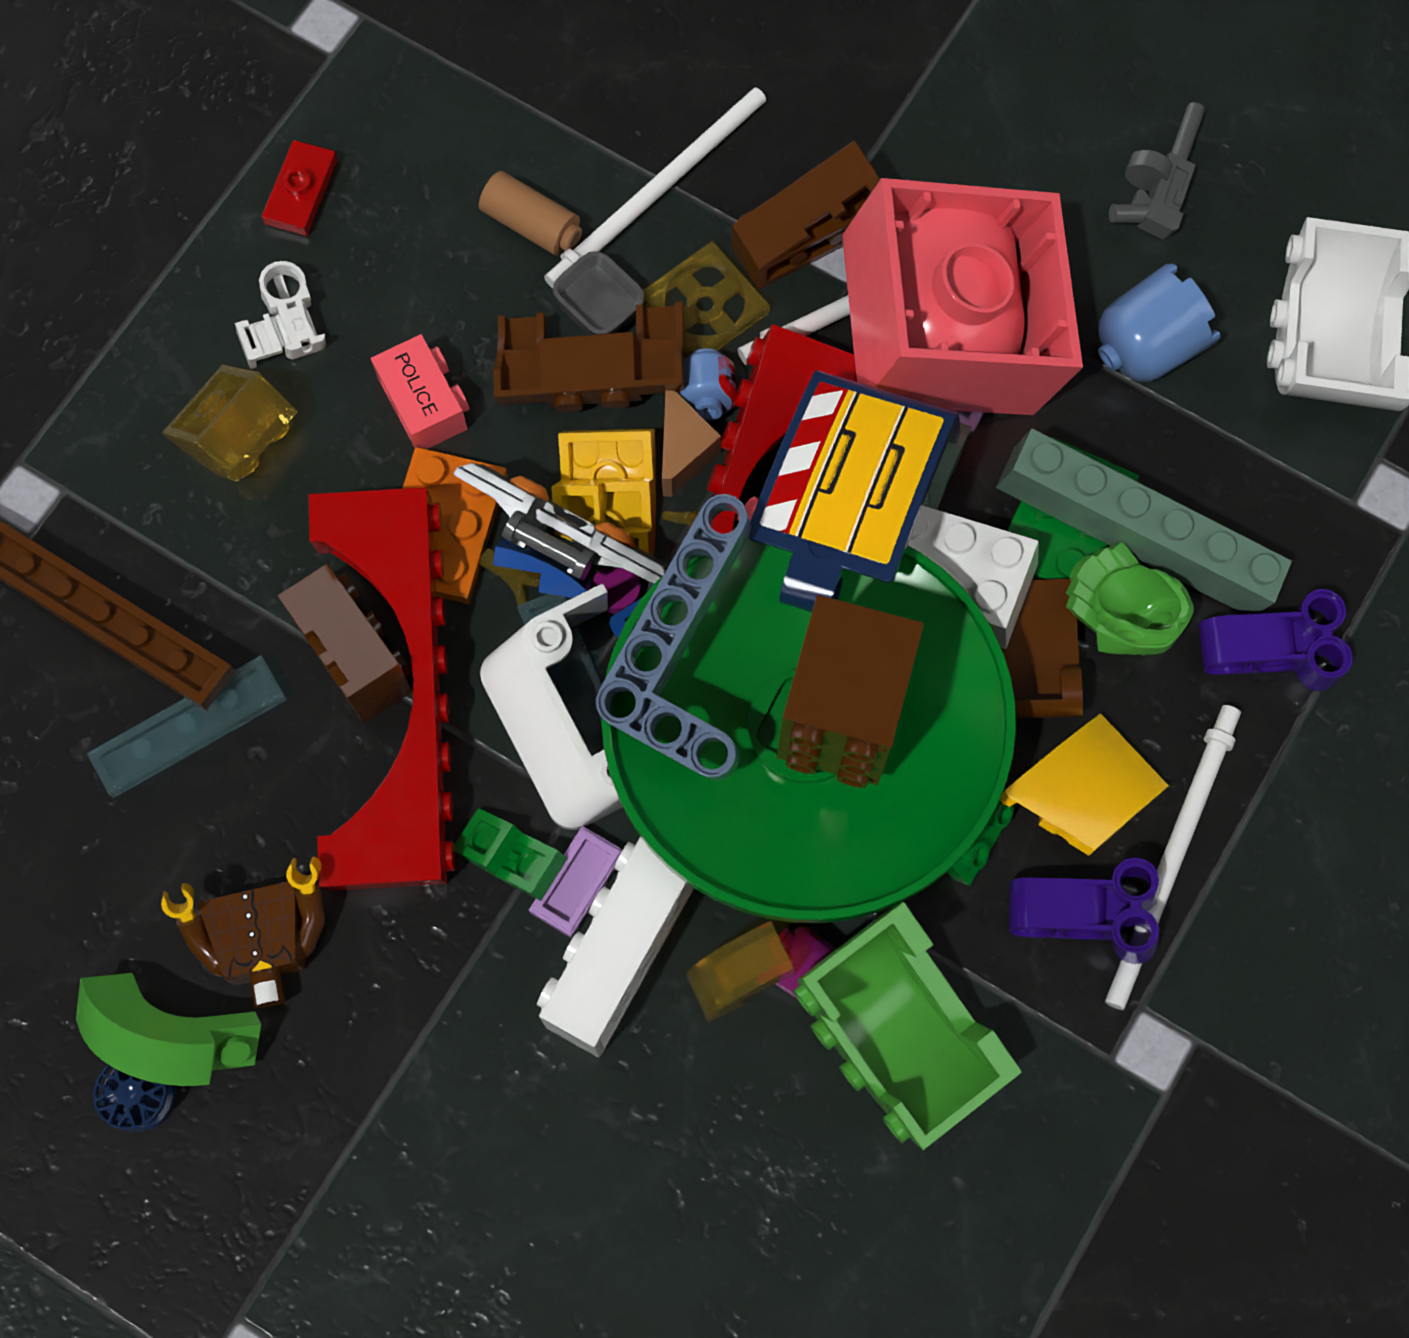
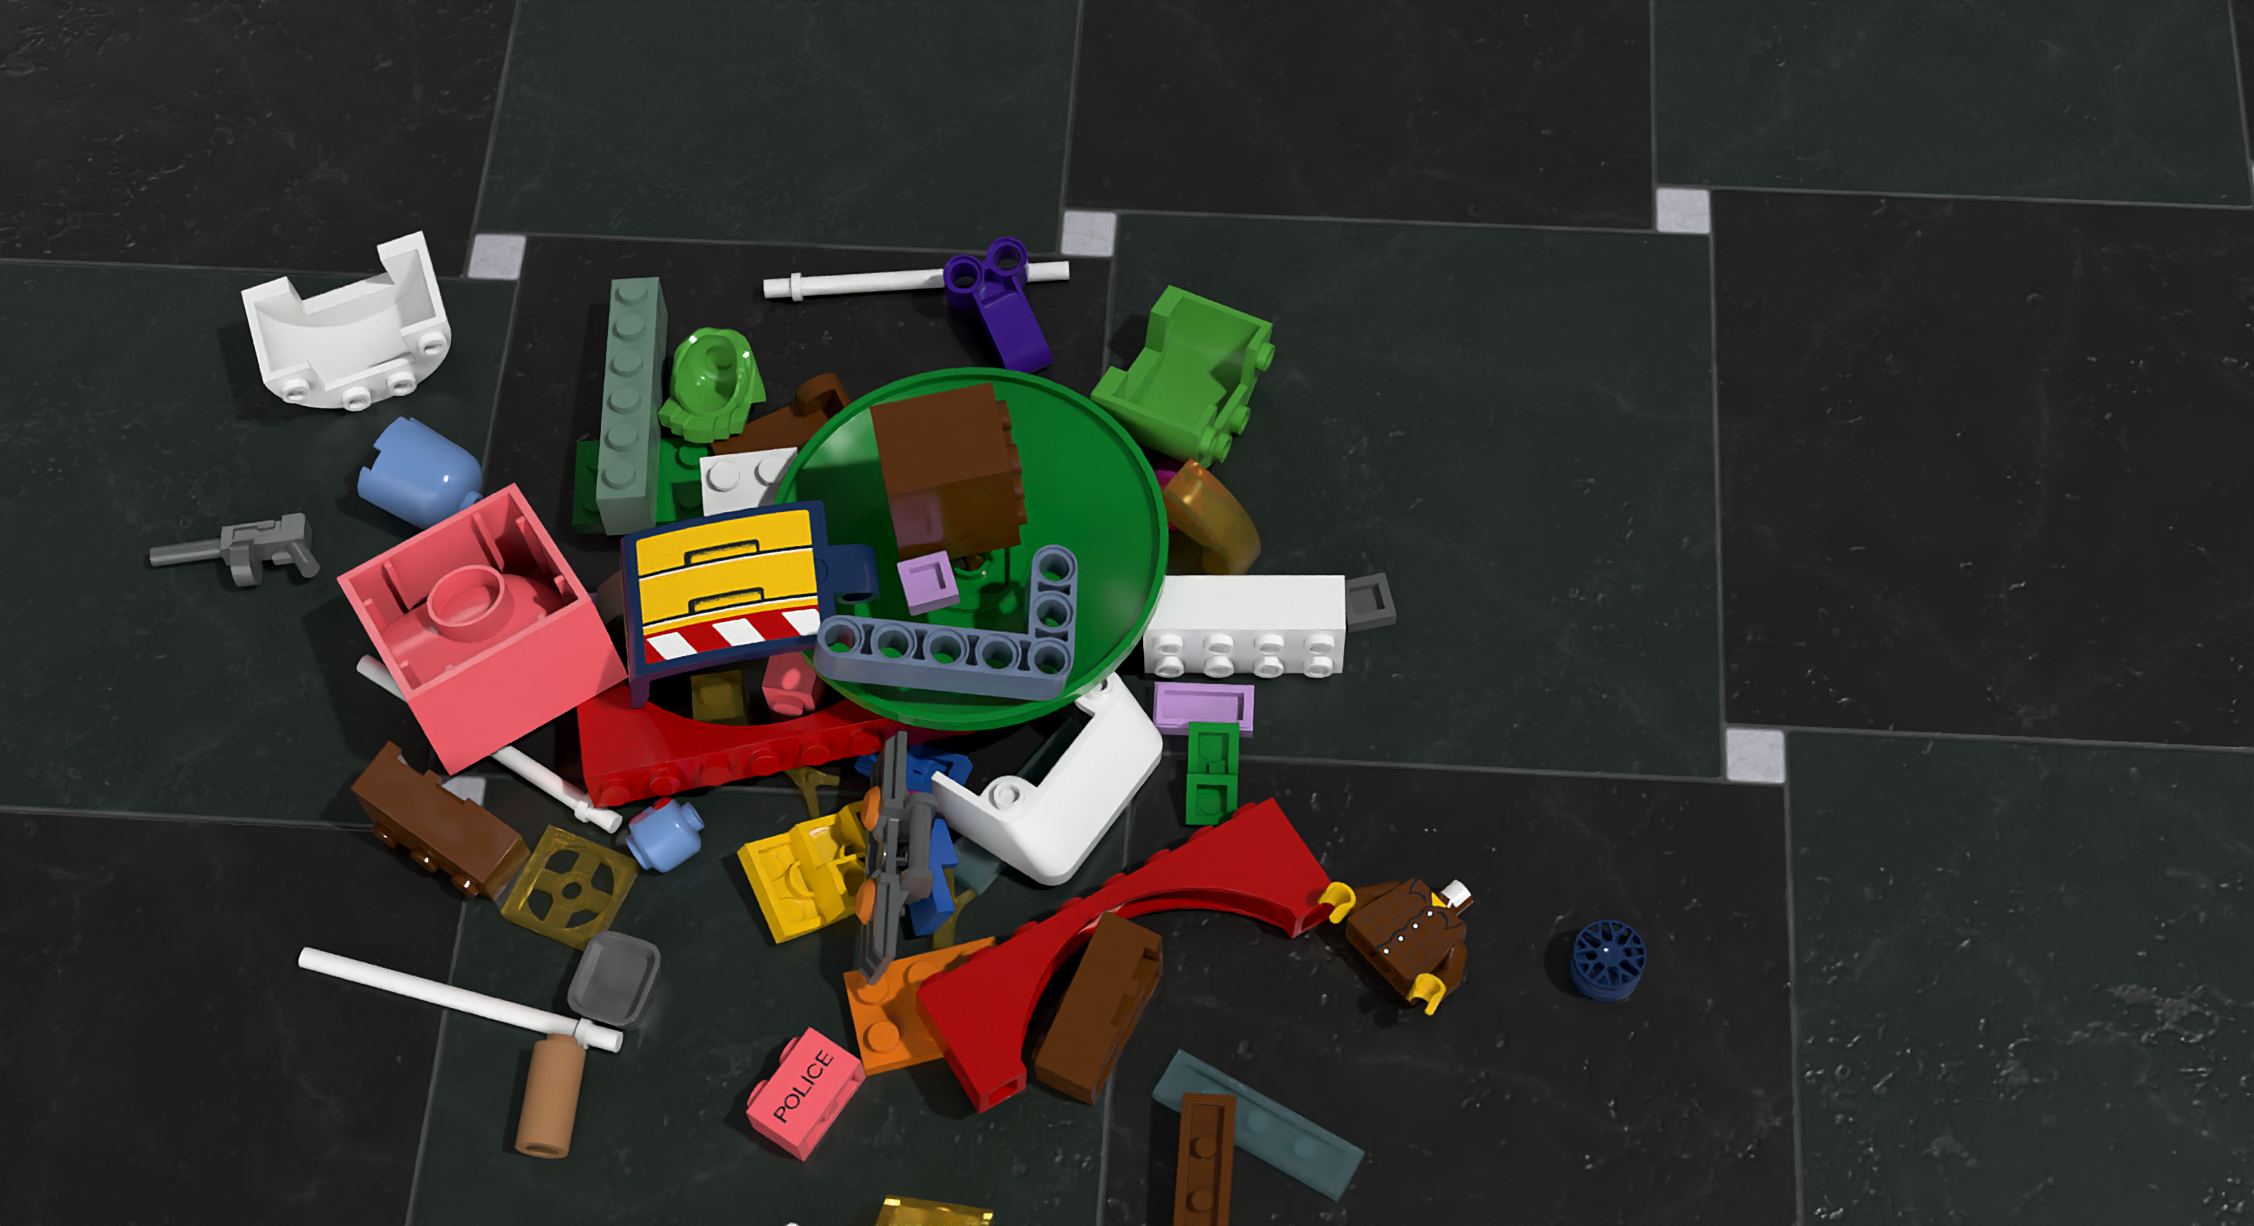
camera: 115 degrees left, 10 degrees down
(156, 1044) = (1561, 959): bright green arch -> none
(590, 367) = (703, 938): reddish brown bracket -> none
(598, 1088) = (1368, 603): none -> dark grey tile
(687, 444) = (734, 820): medium nougat slope -> none
(771, 649) = (928, 583): none -> lavender plate
(1087, 786) = (891, 345): yellow slope -> none
(1279, 642) = (683, 268): dark purple piece -> none

